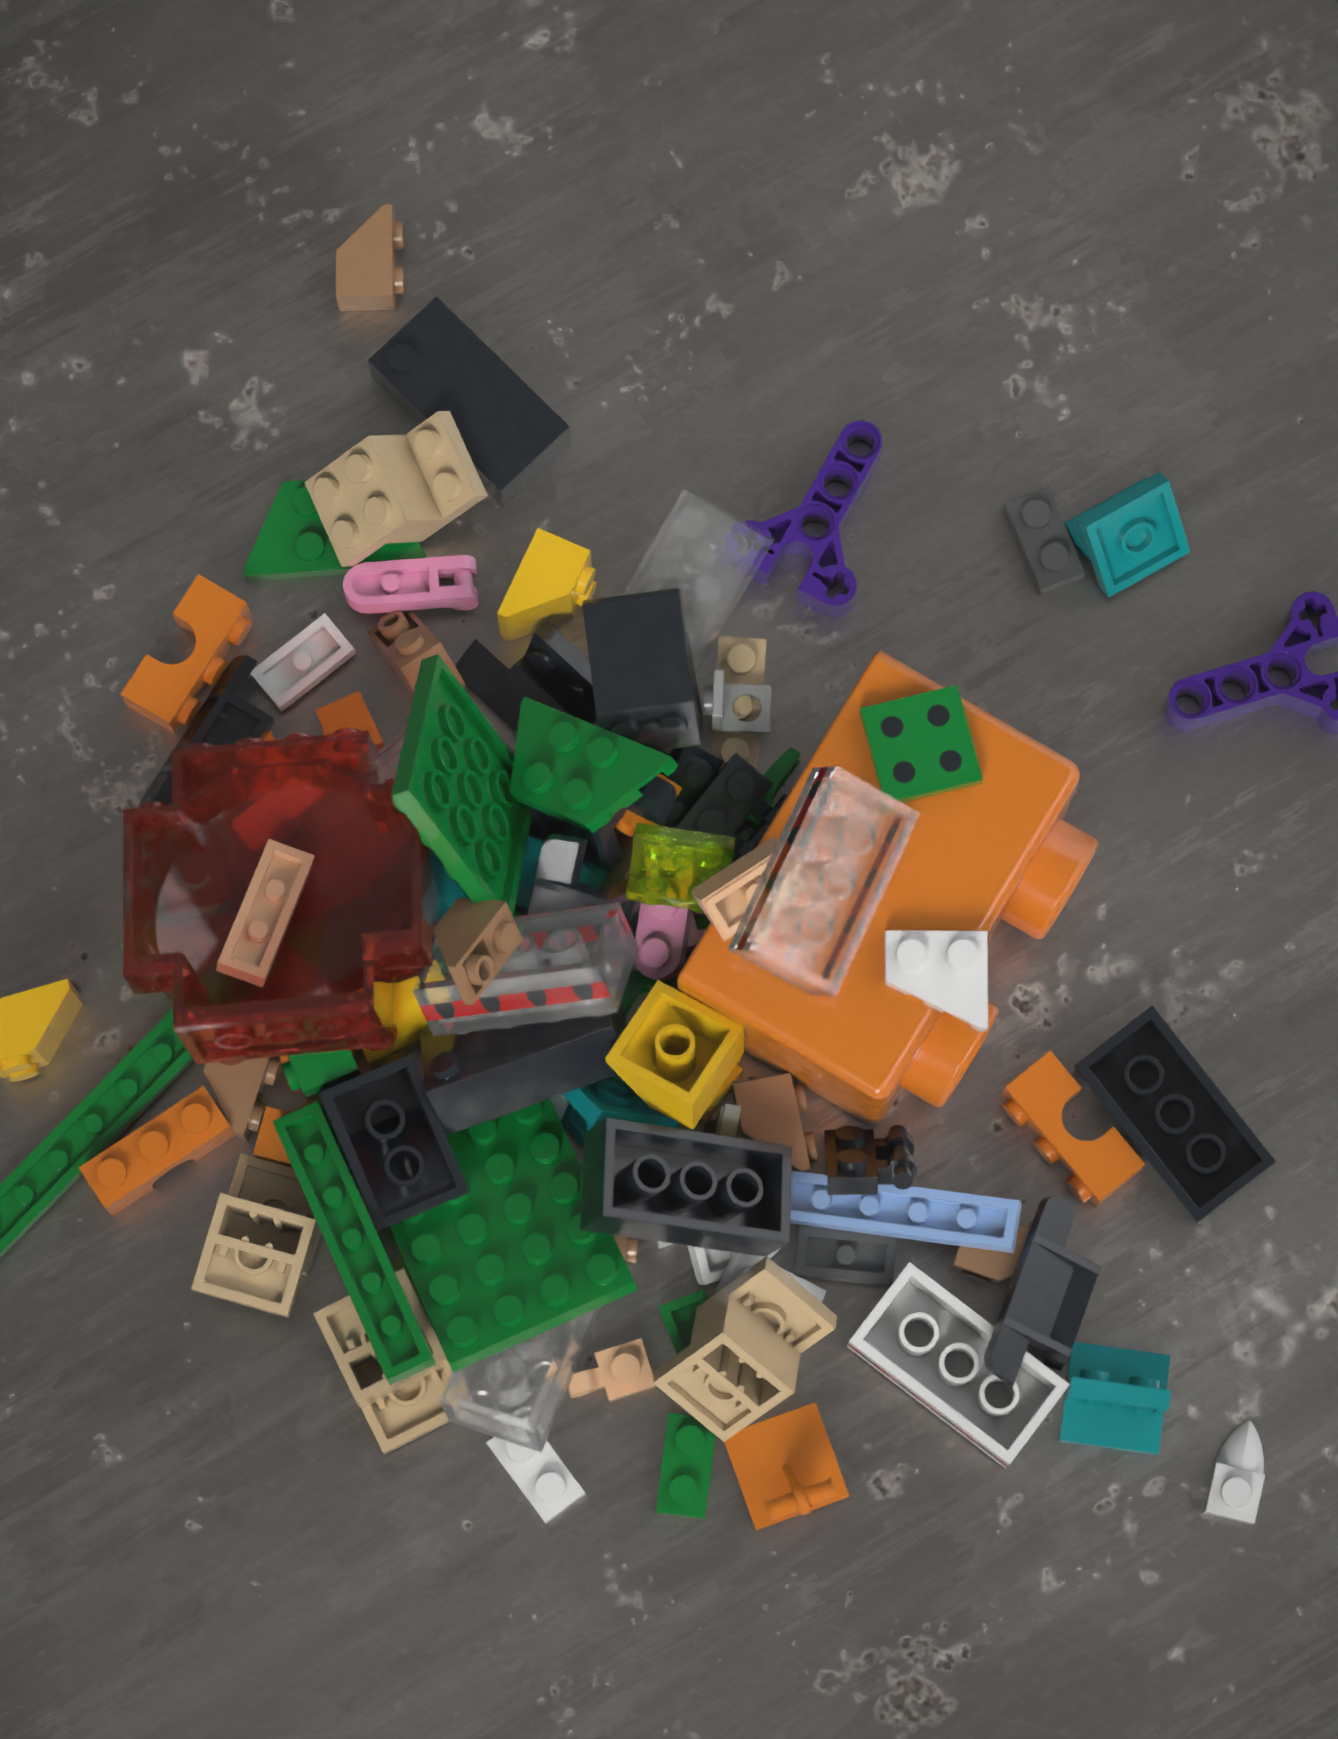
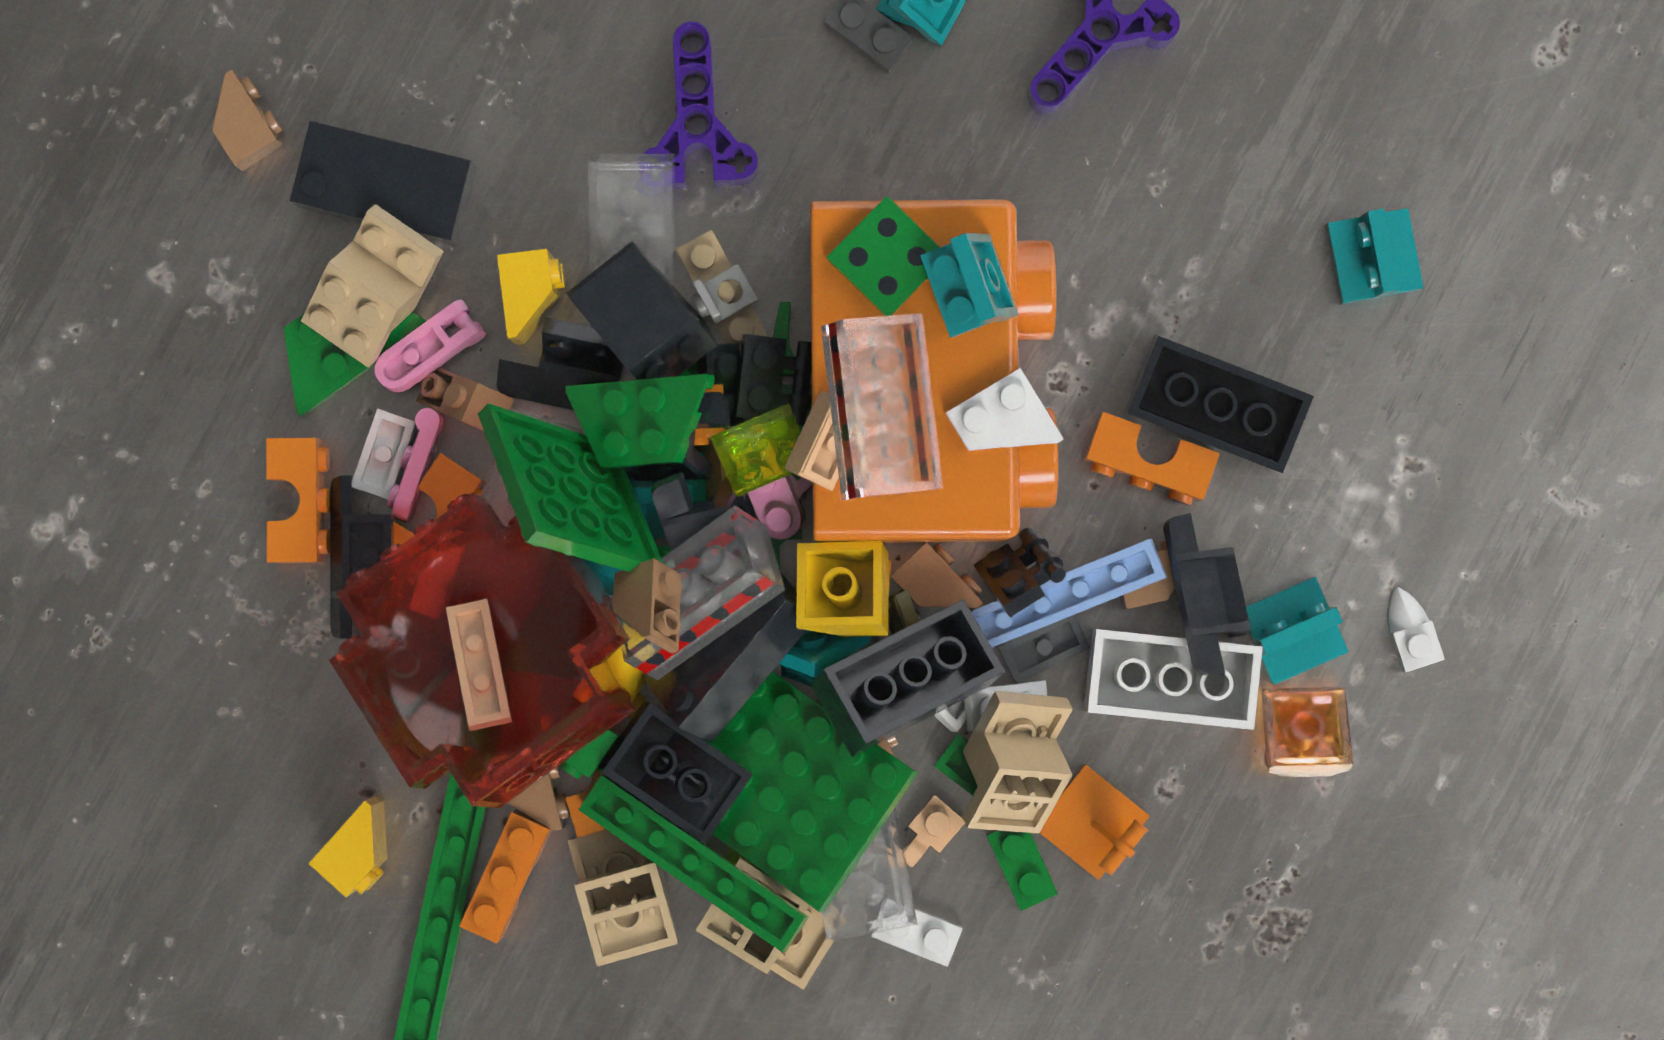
camera: 35 degrees left, 10 degrees up
(329, 686) = (416, 462): none -> bright pink plate
(987, 815) = (969, 283): none -> teal bracket
(1064, 1508) = (1306, 732): none -> clear orange slope

